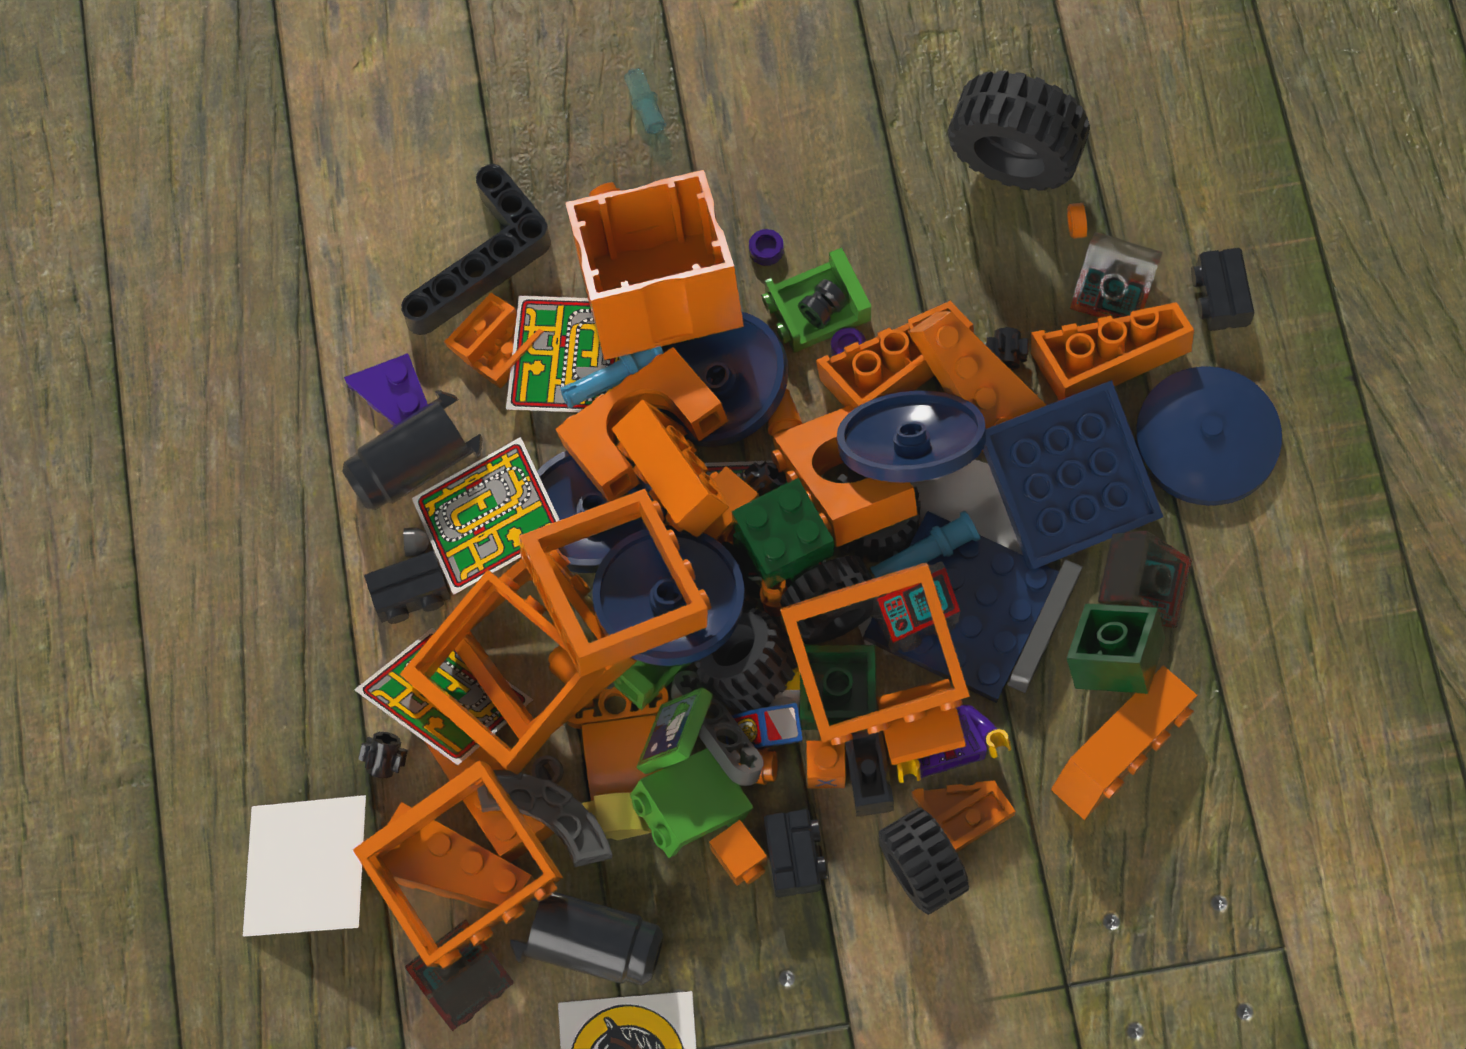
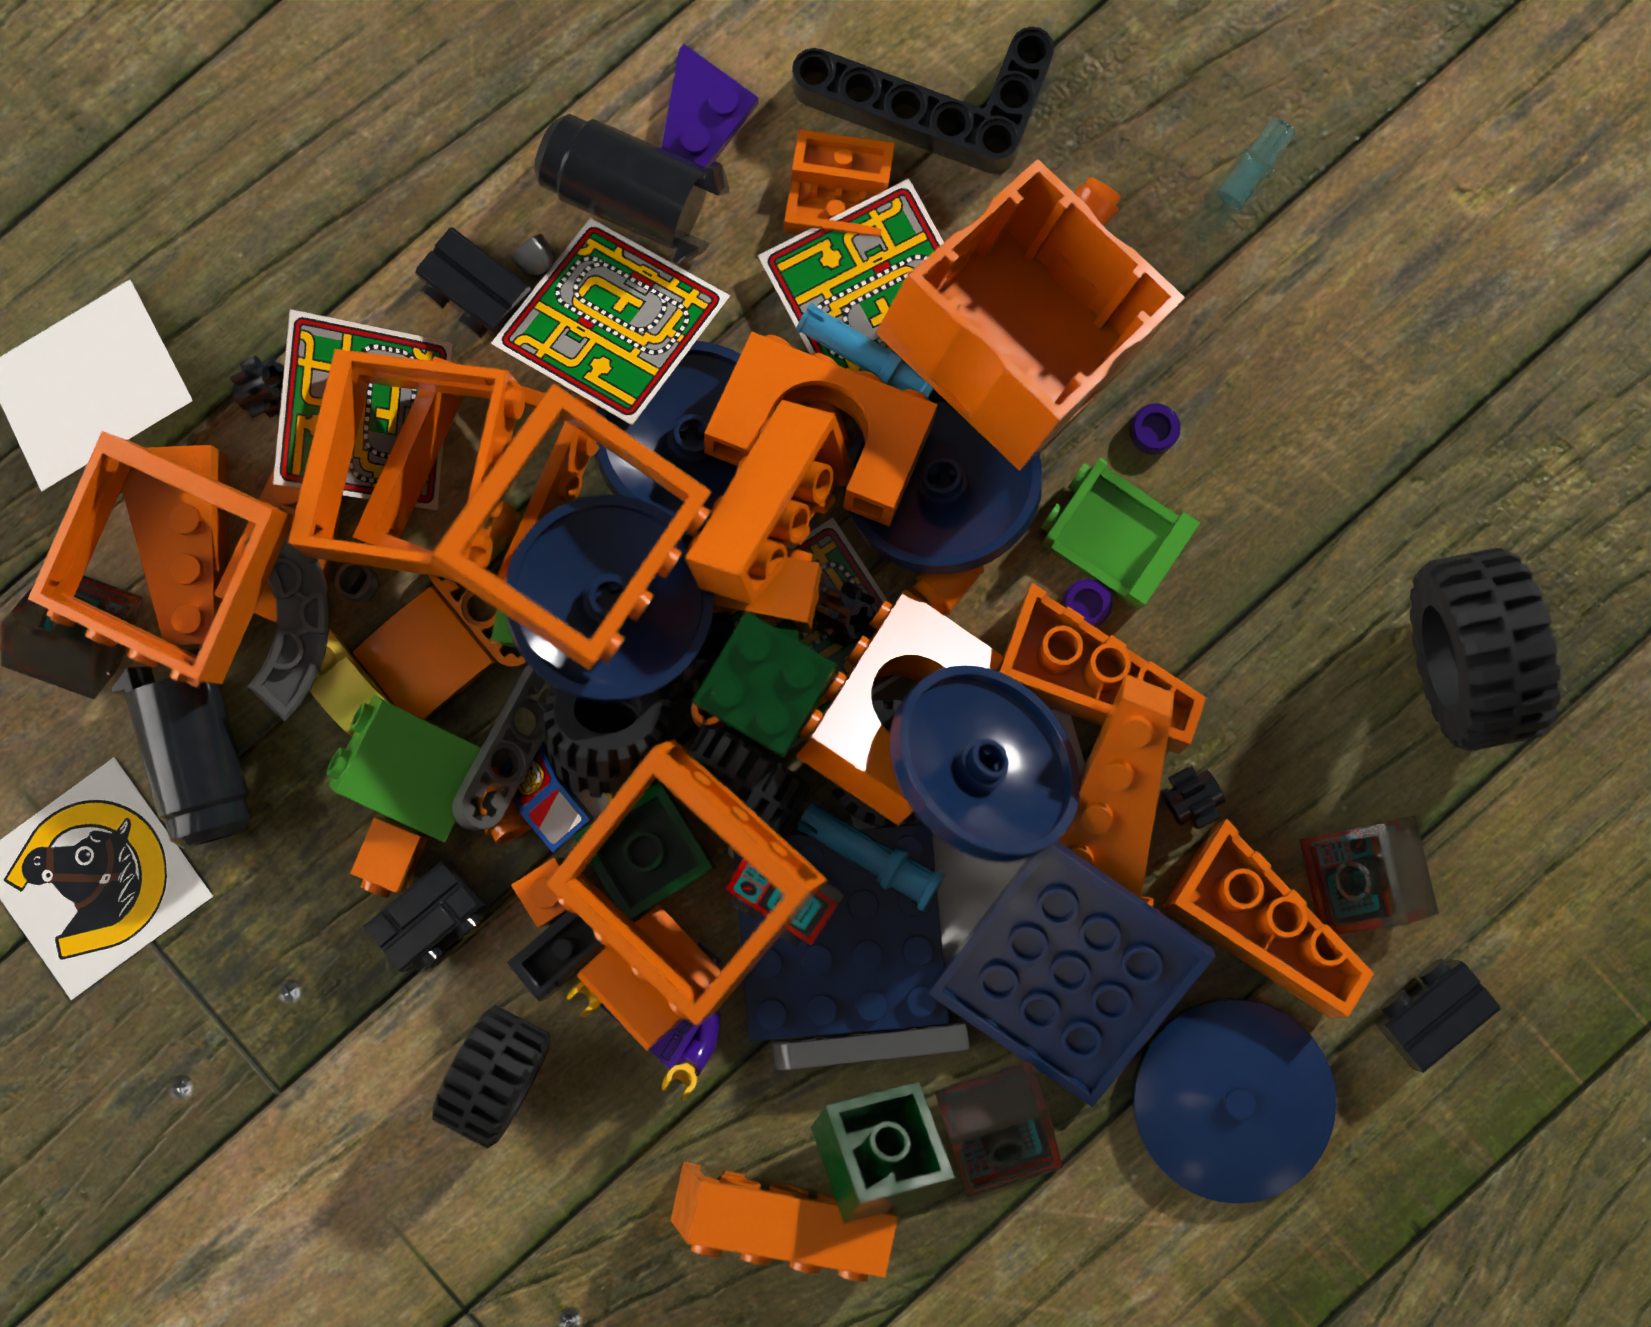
camera: 55 degrees right, 15 degrees up
(675, 731) = (469, 702): tile -> none
(822, 304) = (1115, 543): black wheel -> none
(966, 810) = (592, 1080): orange wing -> none
(1077, 220) = (1419, 783): orange tile -> none

